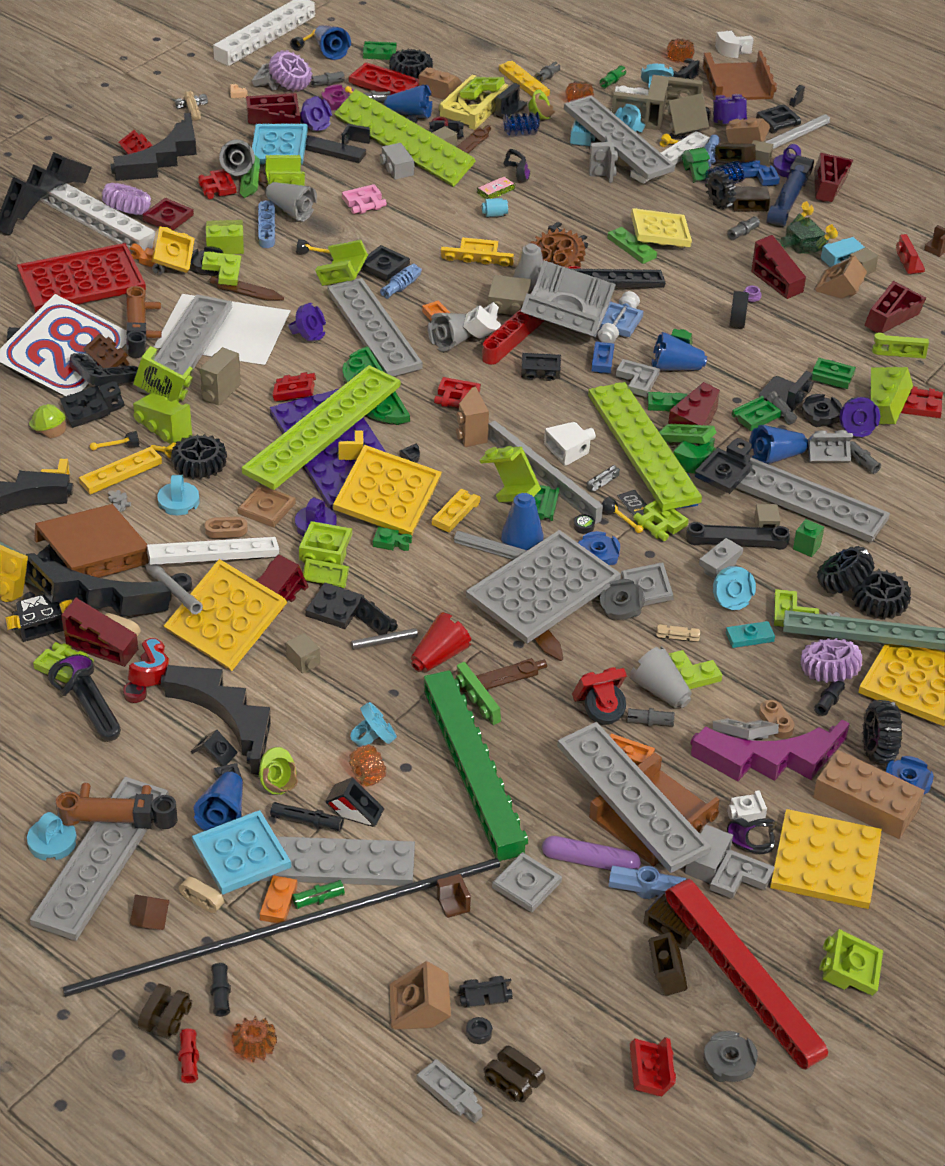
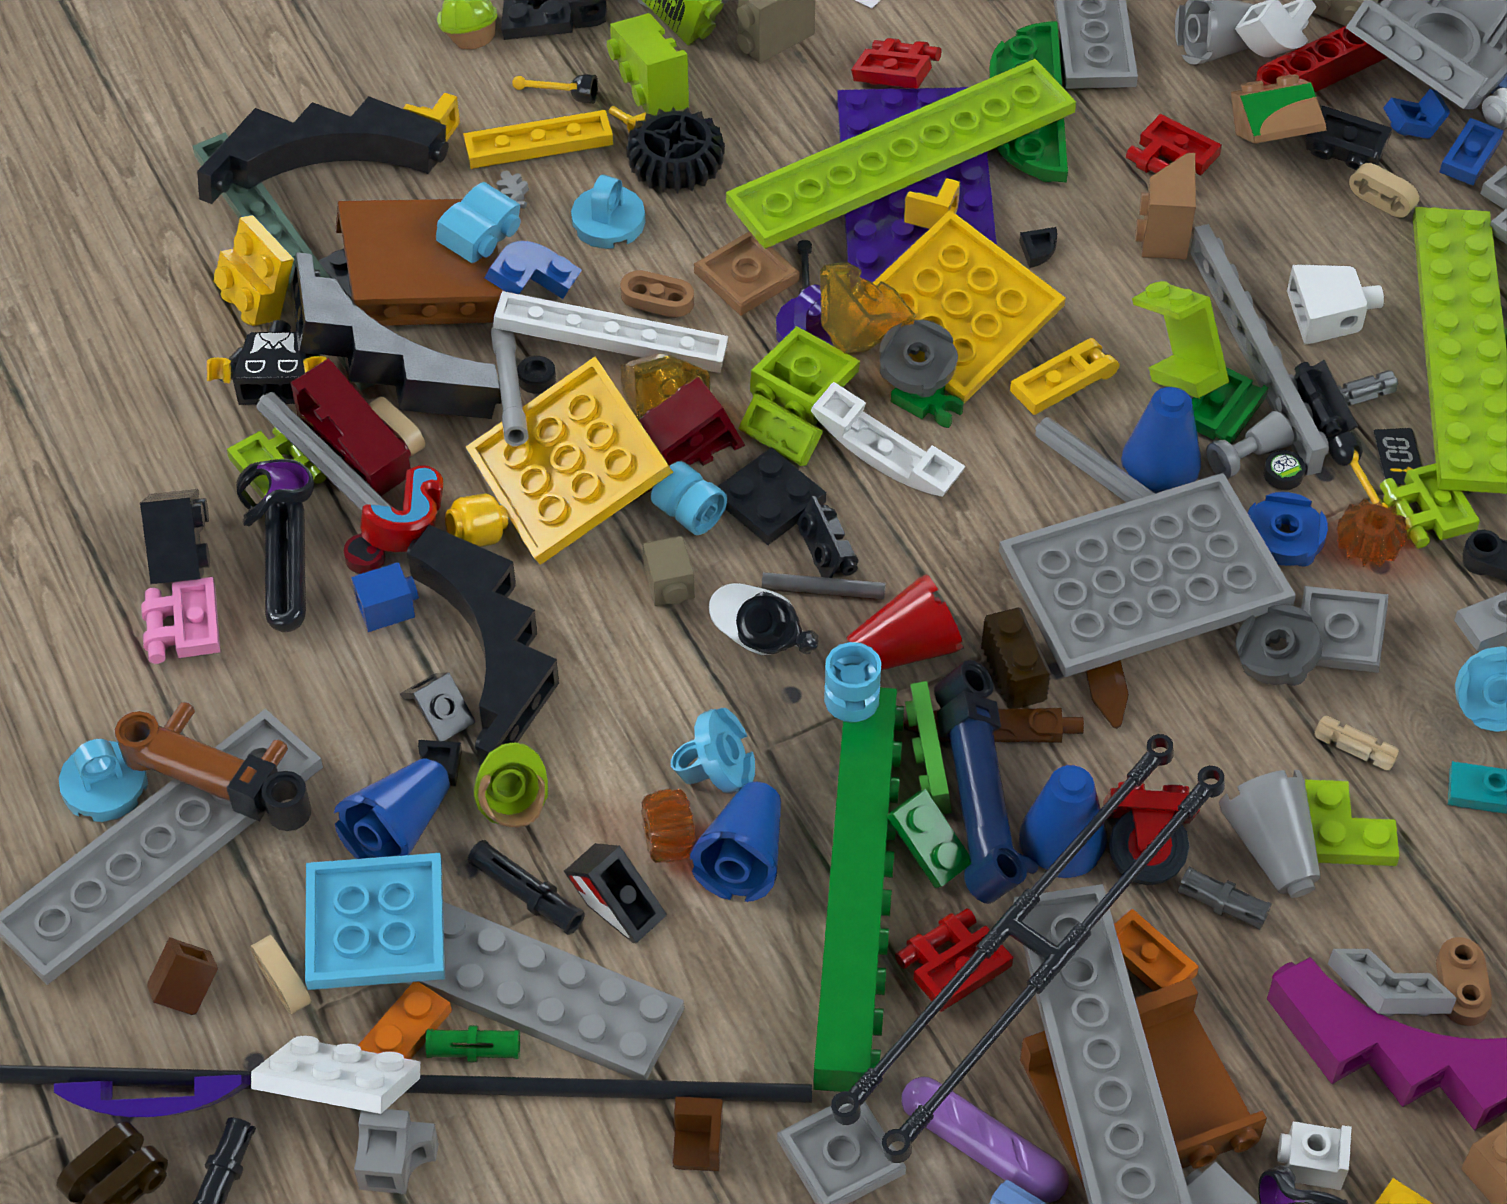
camera: 25 degrees right, 10 degrees up
(30, 709) = (173, 537): none -> black brick
(60, 748) = (195, 620): none -> bright pink plate
(86, 649) = (318, 452): none -> light grey axle
(118, 514) = (478, 222): none -> medium azure brick
(134, 978) = (99, 1097): none -> dark purple slope
(149, 531) = (532, 261): none -> plate
(159, 707) = (385, 596): none -> blue brick
(189, 655) = (477, 519): none -> yellow head
(253, 562) = (654, 379): none -> clear yellow slope
(260, 924) = (336, 1074): none -> white plate
(291, 487) = (804, 248): none -> black hinge
(297, 616) = (689, 499): none -> medium azure wheel
(304, 950) = (392, 1149): none -> light grey brick
(342, 504) = (857, 310): none -> clear yellow slope
(365, 660) = (759, 620): none -> black hair
(381, 528) = (913, 376): none -> dark grey plate
(381, 567) = (882, 447): none -> white slope
(409, 764) = (741, 845): none -> blue cone
(430, 670) = (852, 682): none -> medium azure wheel
(495, 677) = (969, 723): none -> dark blue piece
(499, 642) = (1015, 658): none -> dark brown brick
(499, 732) = (930, 838): none -> plate
(501, 360) = (1276, 110): none -> medium nougat slope
(543, 784) = (940, 969): none -> red plate
(561, 705) = (1058, 817): none -> blue cone
(563, 751) = (1011, 925): none -> black bar
(569, 385) = (1384, 190): none -> tan beam
(569, 510) = (1266, 436): none -> light grey piece
(571, 347) = (1419, 118): none -> blue bracket
(589, 484) = (1325, 399): none -> black hinge
(640, 539) = (1371, 532): none -> clear orange gear

